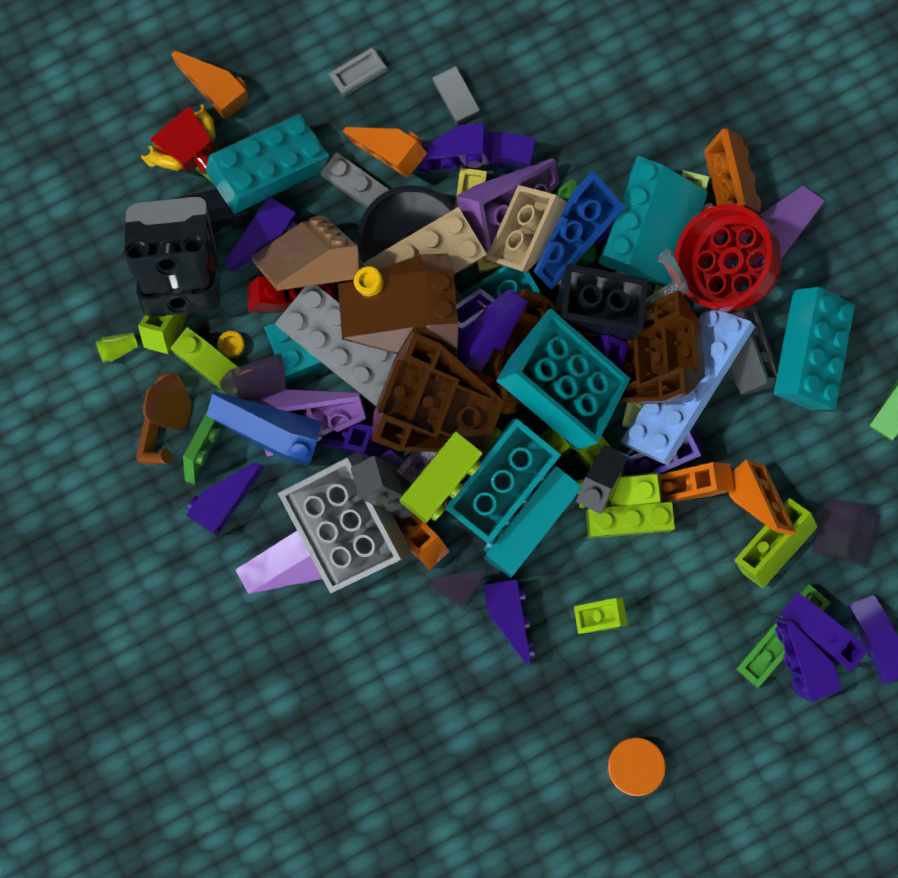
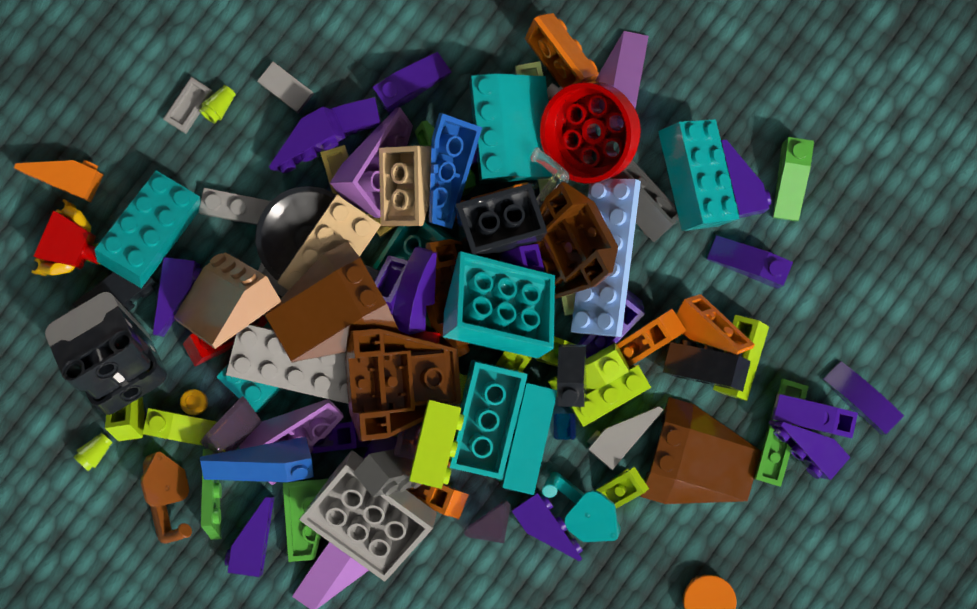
camera: 30 degrees left, 5 degrees up
(271, 516) = (301, 540): none -> bright green wing
(368, 281) = (291, 301): yellow tile -> none
(384, 82) = (217, 104): none -> lime cone
(390, 146) = (250, 163): orange slope -> none
(559, 626) = (593, 514): none -> teal piece
(572, 530) = (564, 426): none -> slope
(576, 141) = (410, 82): none -> dark purple slope
(618, 565) = (618, 439): none -> light grey slope
(689, 625) = (699, 459): none -> reddish brown wedge
(739, 533) = (706, 365): none -> black brick
(827, 457) = (750, 261): none -> dark purple slope
(846, 532) = (794, 319): slope -> none
(856, 383) = (746, 186): none -> dark purple slope

